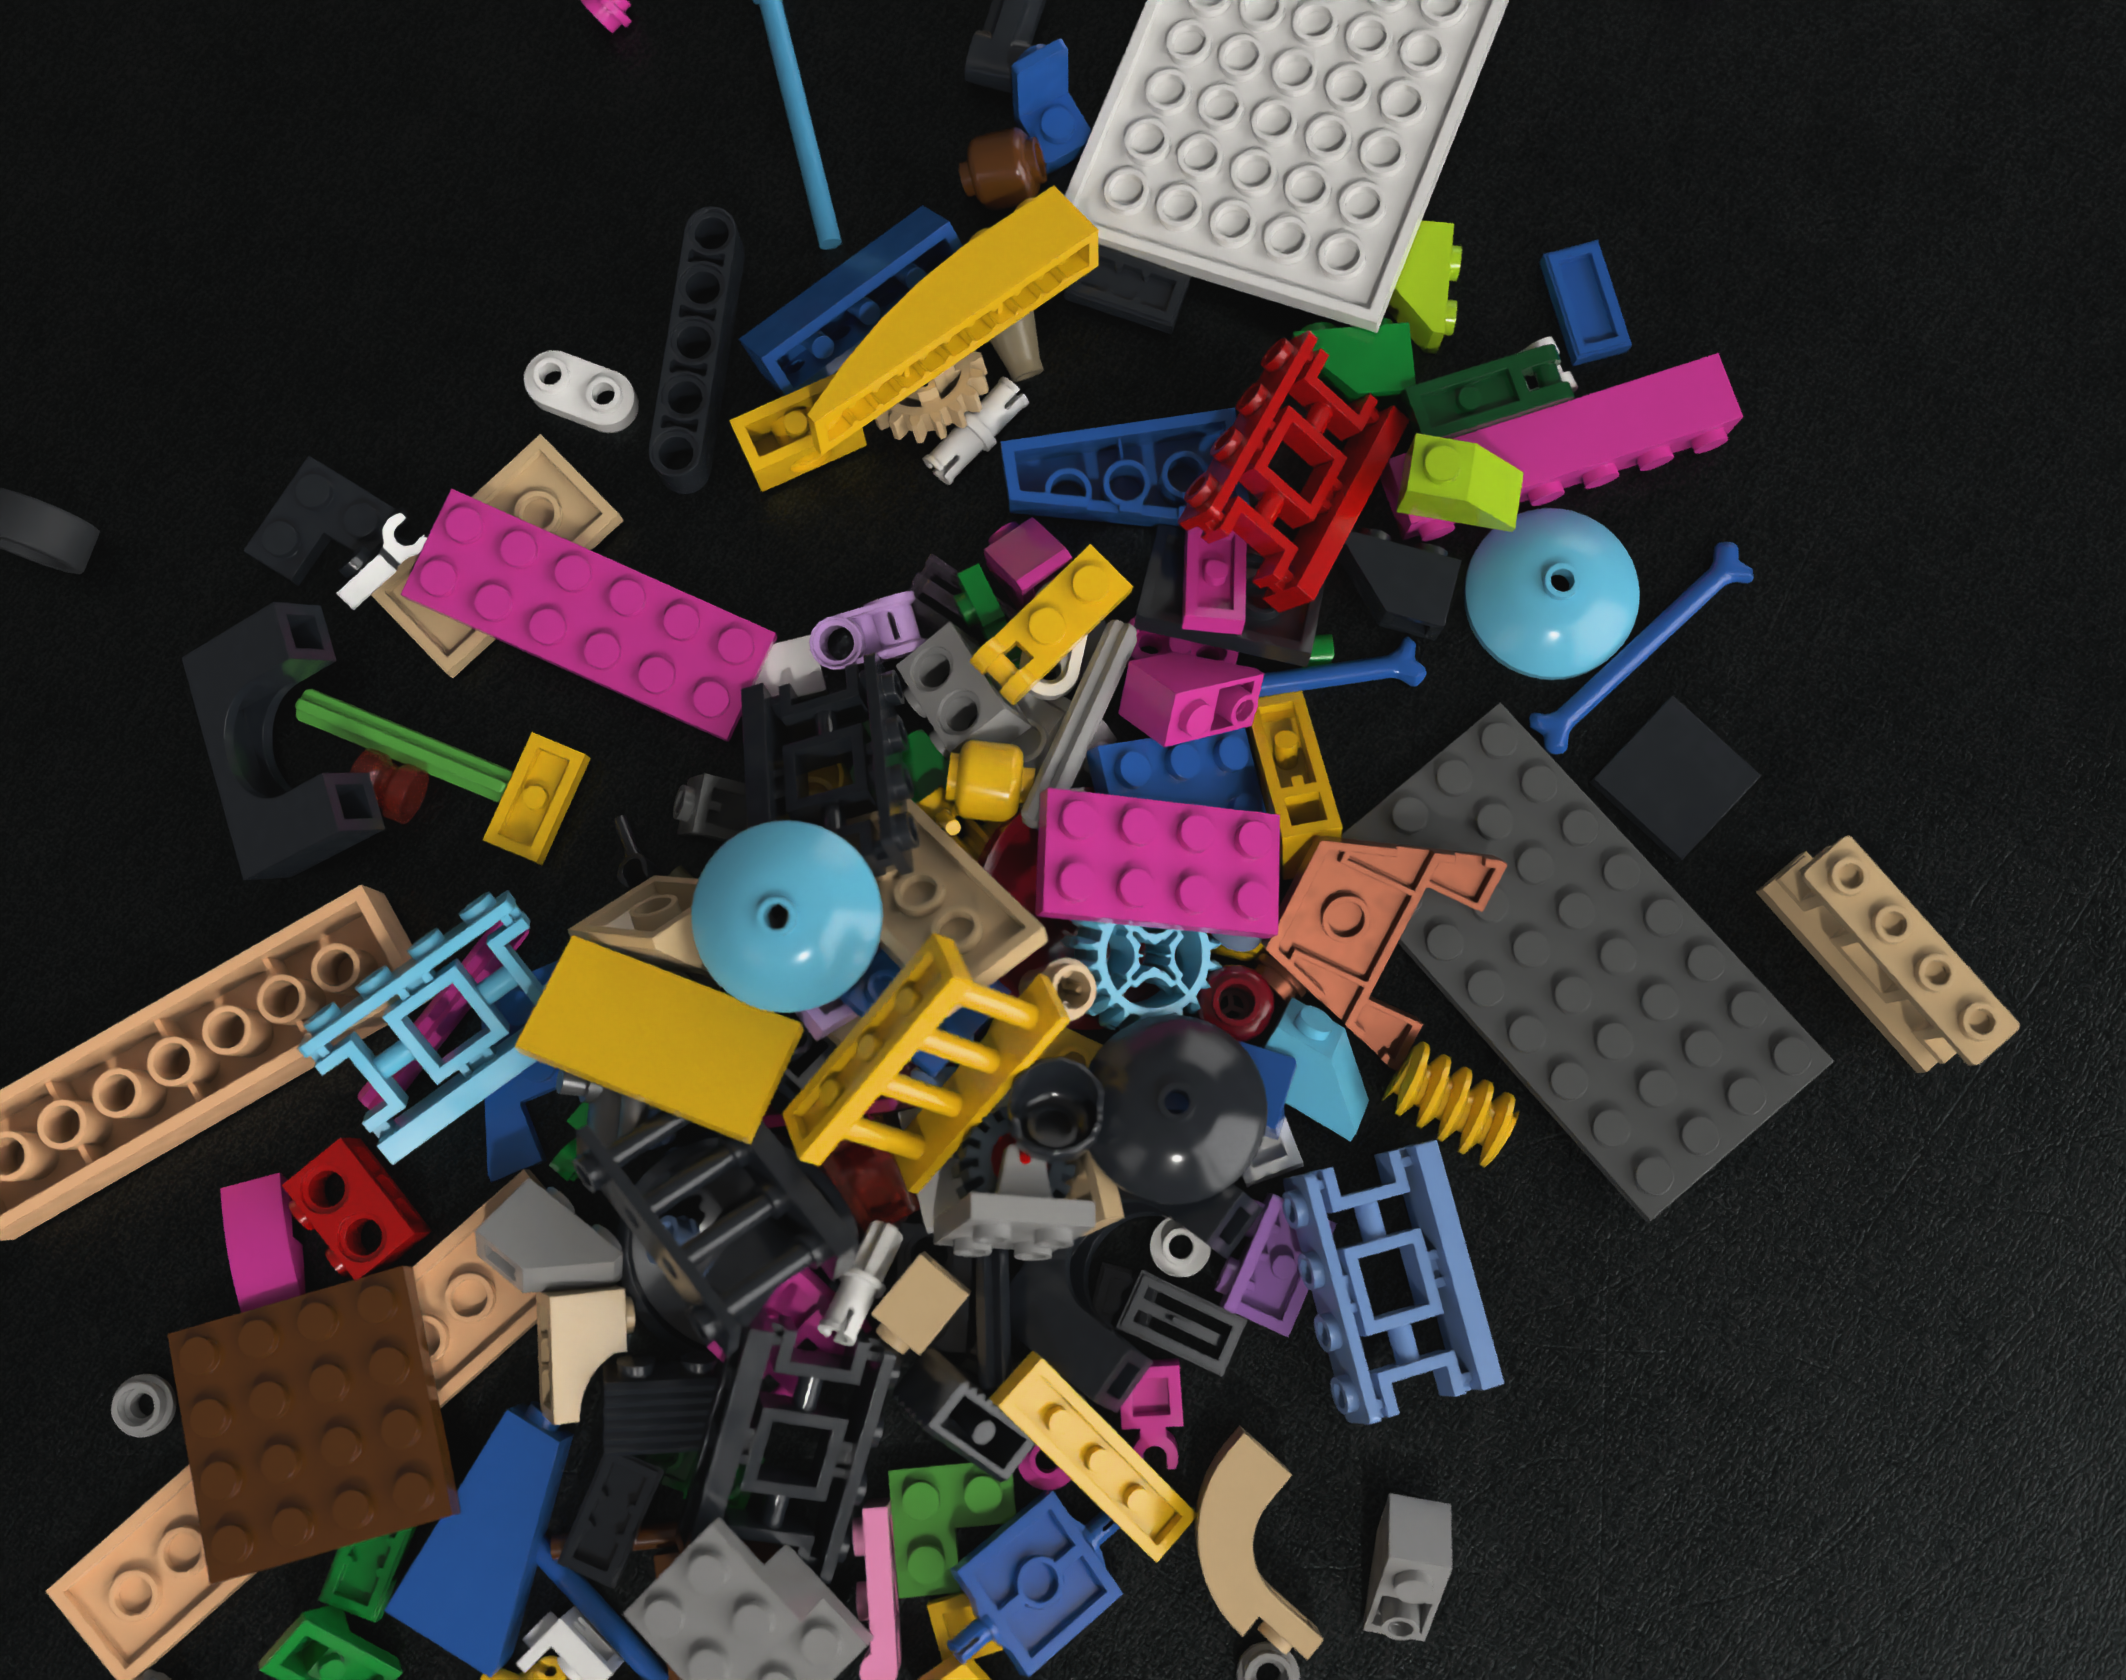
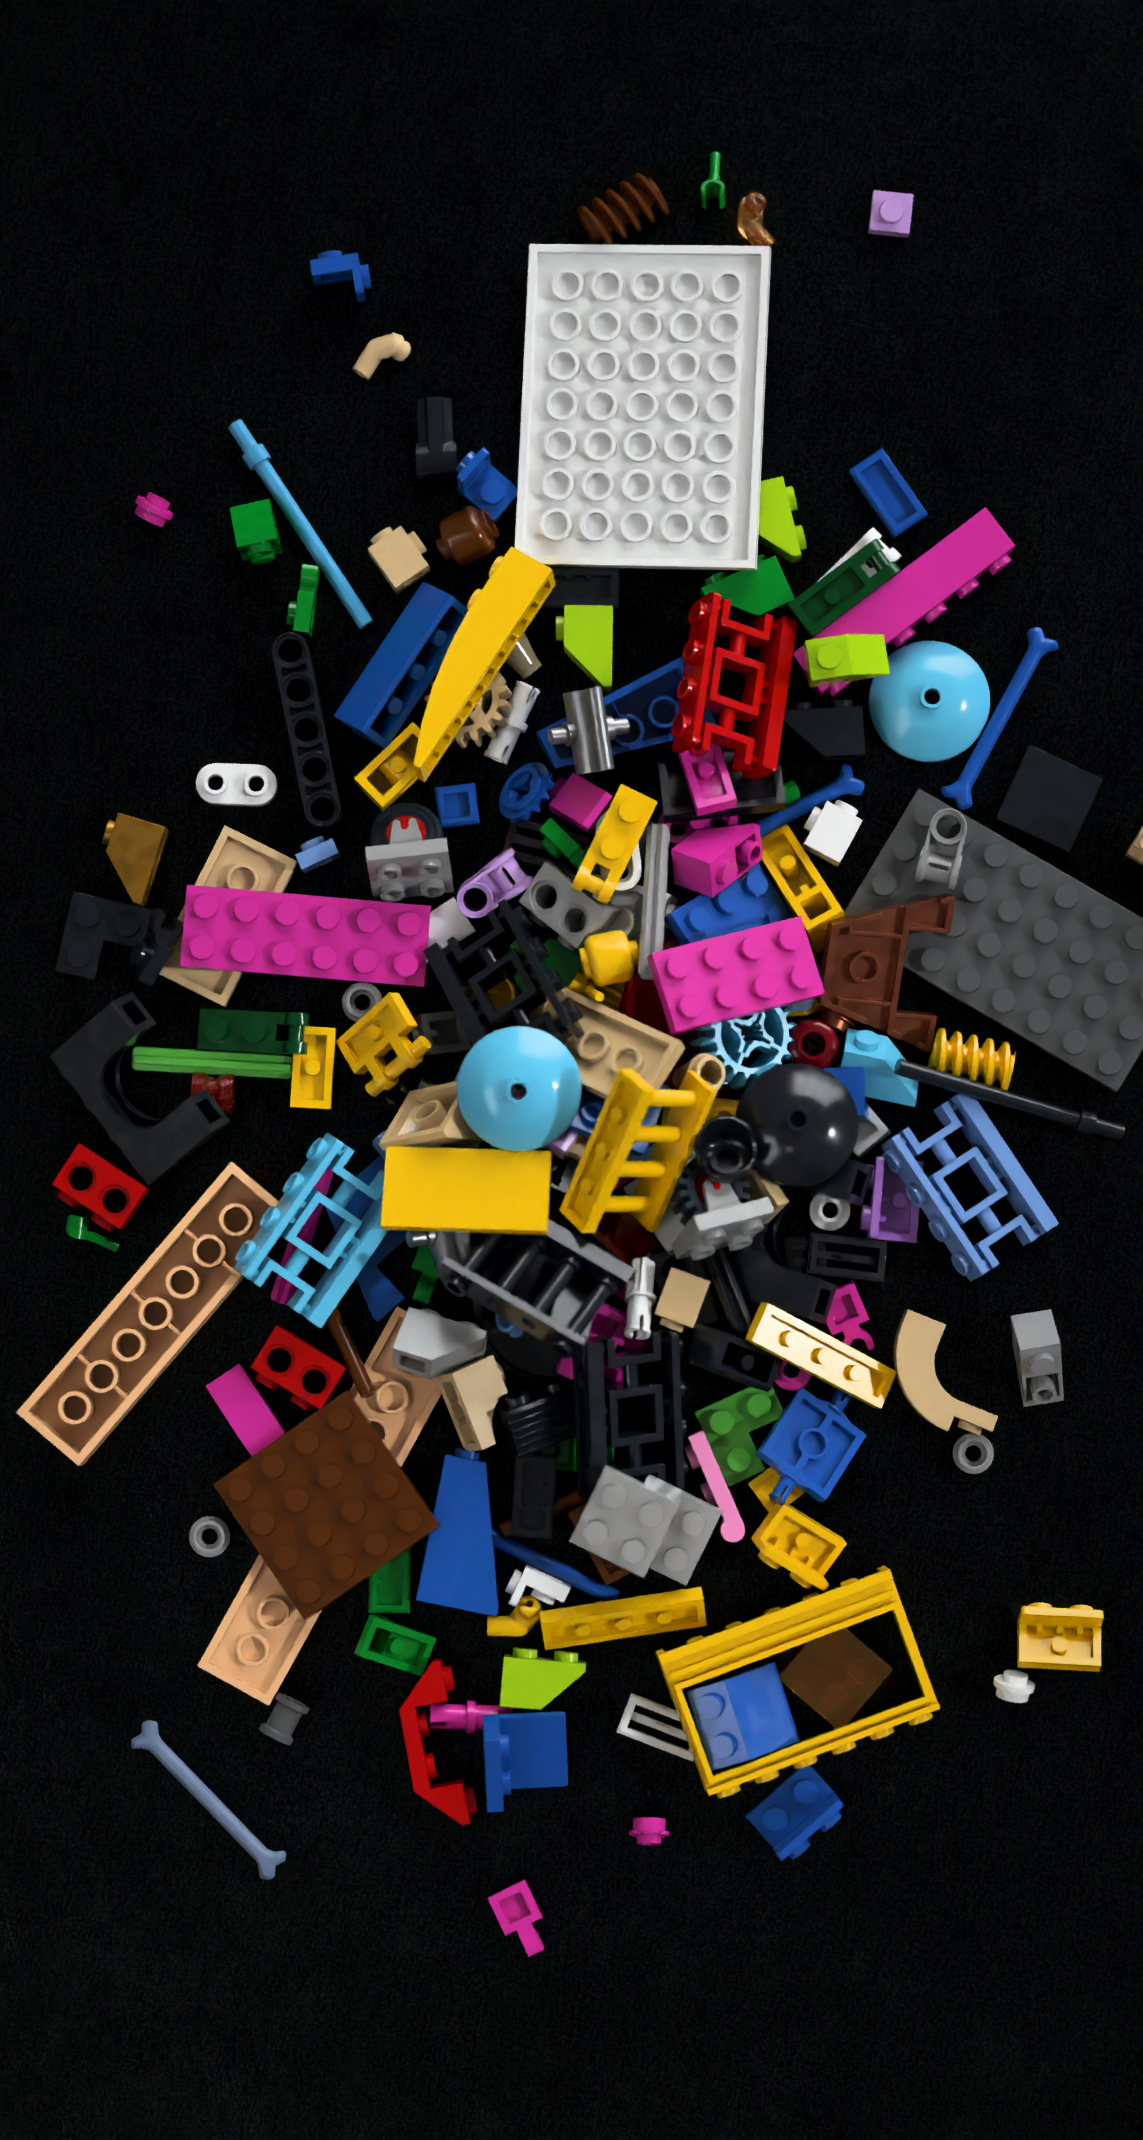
camera: 20 degrees left, 5 degrees up
(135, 907) = (78, 1228): none -> green hand
(194, 851) = (105, 1179): none -> red brick
(408, 434) = (135, 853): none -> pearl gold slope
(432, 1210) = (350, 1354): none -> reddish brown bar
(471, 720) = (251, 1031): none -> dark green plate
(623, 725) = (355, 991): none -> light grey plate
(638, 781) = (376, 1034): none -> yellow plate
(649, 514) = (317, 853): none -> medium blue plate
(725, 71) = (256, 531): none -> green slope
(754, 192) = (302, 612): none -> green plate
(767, 555) = (408, 854): none -> light grey plate
(863, 517) = (457, 805): none -> blue tile
(903, 168) = (399, 557): none -> tan brick
(960, 525) = (531, 779): none -> blue gear
(1071, 457) = (588, 730): none -> flat silver pin
(1118, 354) = (589, 640): none -> lime slope
(1360, 719) = (831, 831): none -> white brick
(1506, 799) = (942, 852): none -> light grey piece
(1578, 1242) = (1081, 1121): none -> black bar

